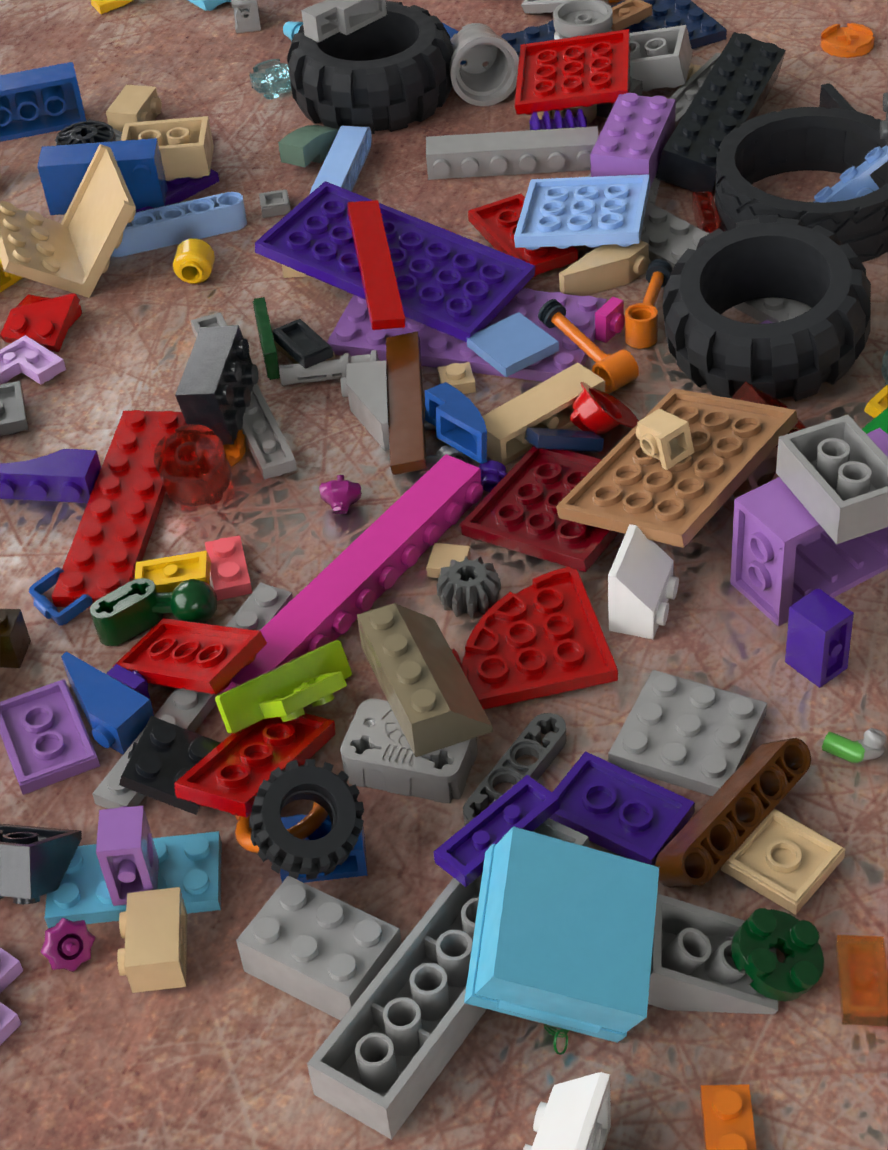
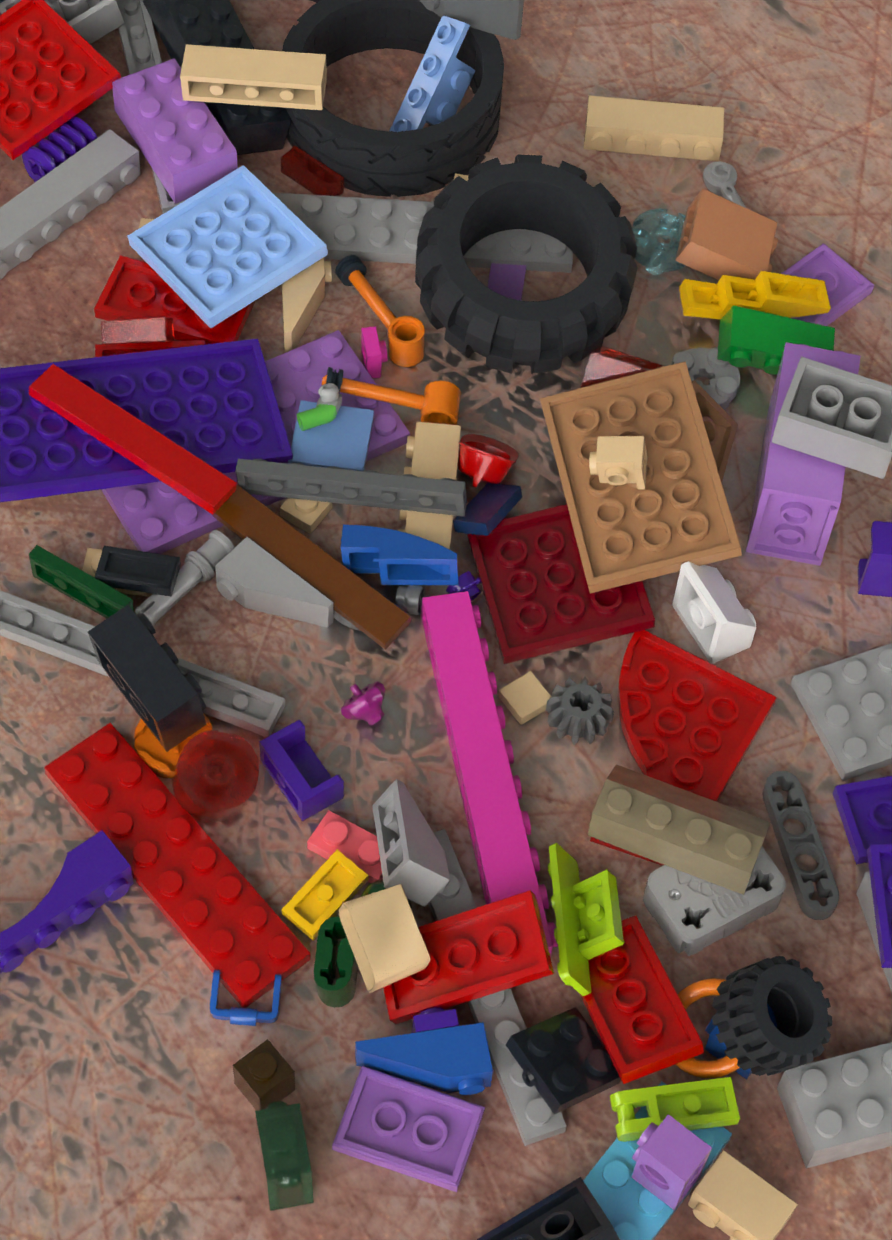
camera: 55 degrees left, 15 degrees up
(148, 600) = (384, 937): none -> tan piece
(196, 843) = (692, 1104): none -> lime plate
(235, 577) = (408, 846): none -> light grey slope
(253, 502) = (299, 771): none -> dark purple panel
(476, 231) = (137, 330): none -> clear red piece
(482, 368) = (352, 487): none -> dark grey plate
(520, 321) = (325, 410): none -> bright green arm
(702, 119) = (253, 77): none -> tan brick

